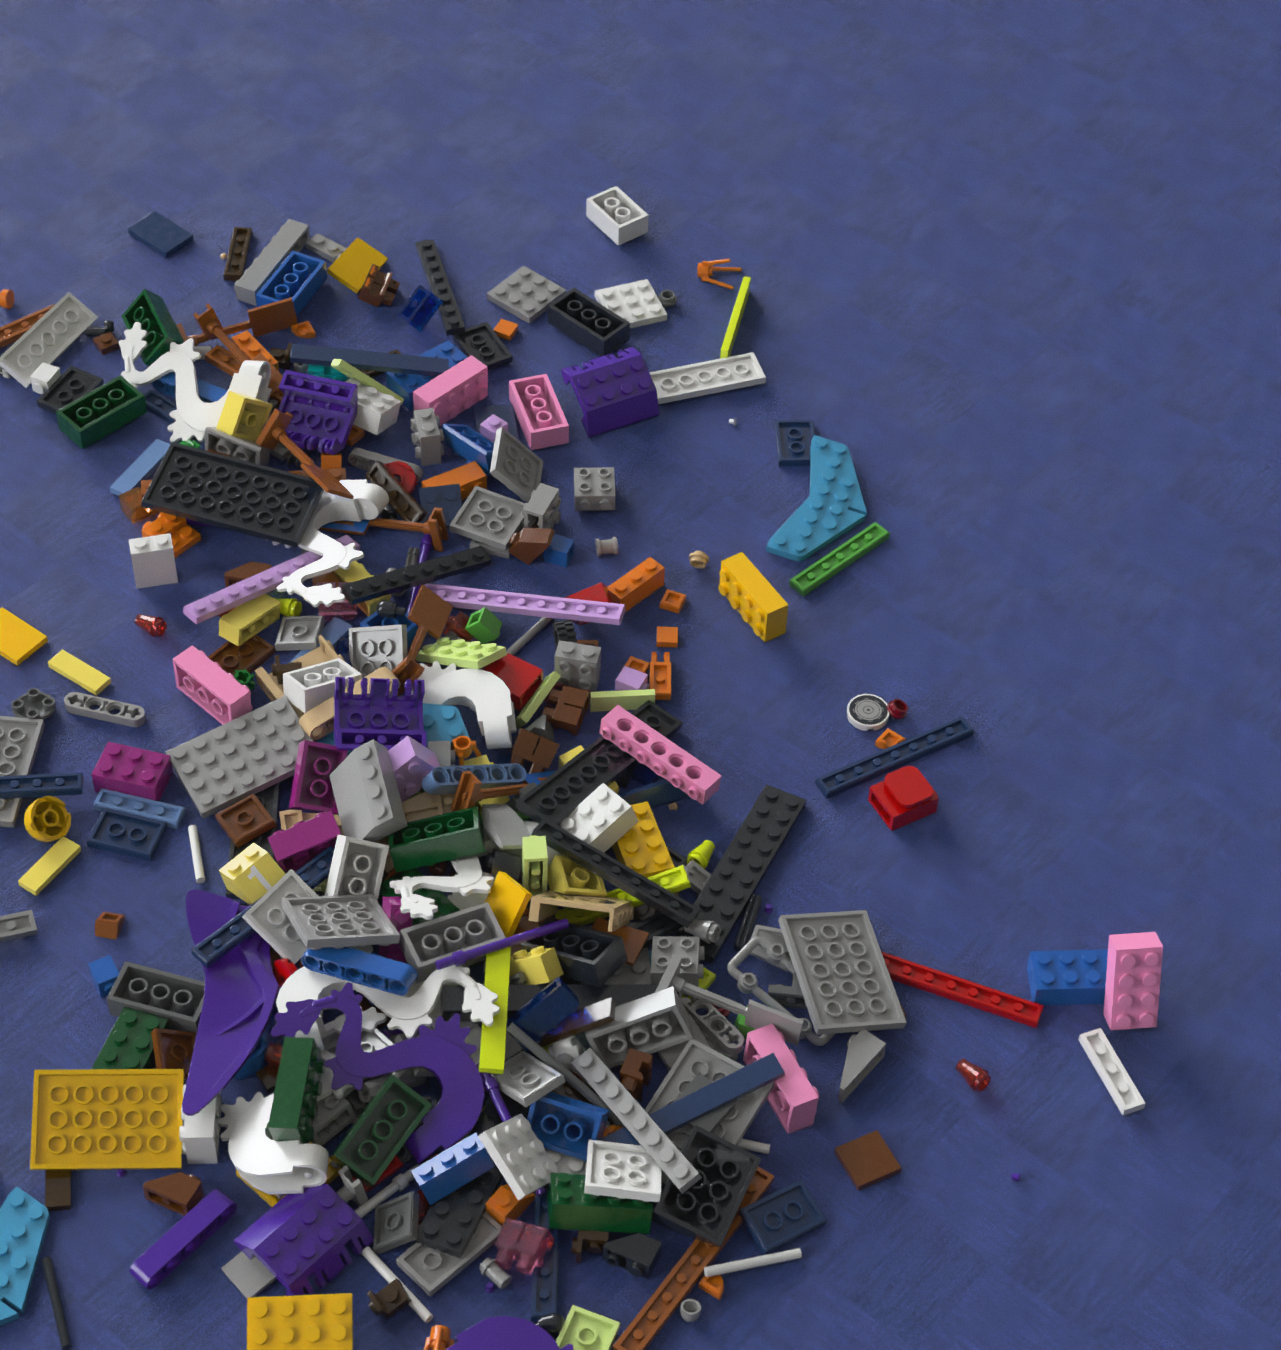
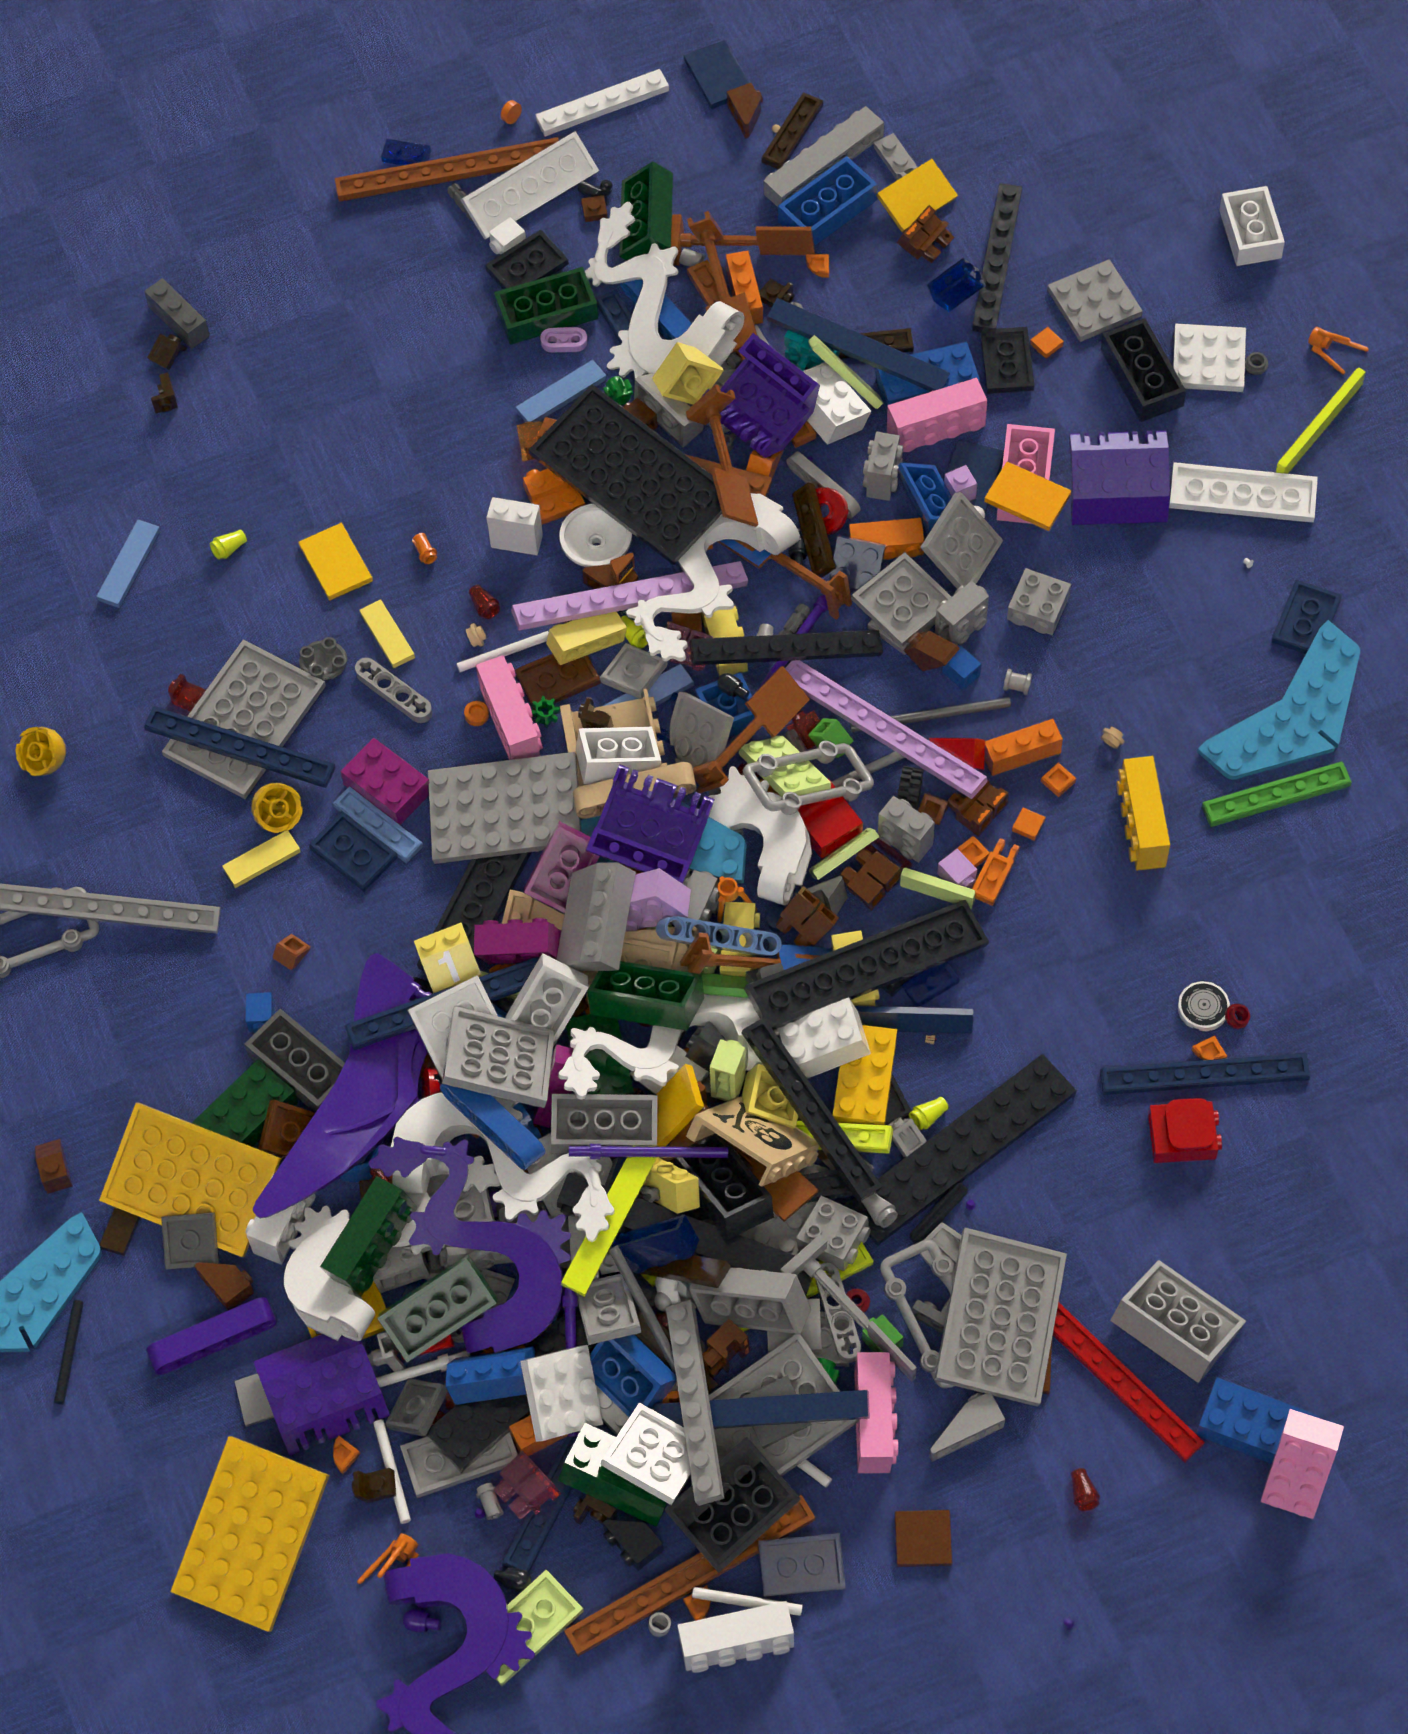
camera: 30 degrees right, 15 degrees up
(76, 275) = (602, 102): none -> white plate
(85, 606) = (426, 552): none -> orange pin
(126, 432) = (564, 339): none -> lavender plate
(127, 1169) = (189, 1240): none -> dark grey tile
(156, 648) = (476, 635): none -> tan plate
(183, 704) = (476, 713): none -> orange tile
(192, 246) = (745, 107): none -> reddish brown slope
(196, 854) = (411, 902): white bar -> none
(198, 644) = (506, 650): none -> white bar
(221, 550) = (590, 526): none -> white dish
(245, 820) = (472, 885): reddish brown tile -> none
(256, 560) = (622, 567): none -> dark orange slope
(348, 1284) = (344, 1454): none -> orange tile
(487, 634) = (824, 753): none -> light grey bar
(503, 826) = (723, 1007): light grey piece -> none
(551, 419) = (1027, 496): none -> light orange tile
(565, 582) = (948, 711): none -> dark grey bar
(623, 637) = (979, 811): none -> reddish brown hips
(660, 754) = (910, 923): bright pink brick -> none
(761, 1289) = (736, 1636): none -> white brick
(974, 929) = (1177, 1320): none -> light grey slope
(1111, 1071) = (1235, 1549): white plate -> none

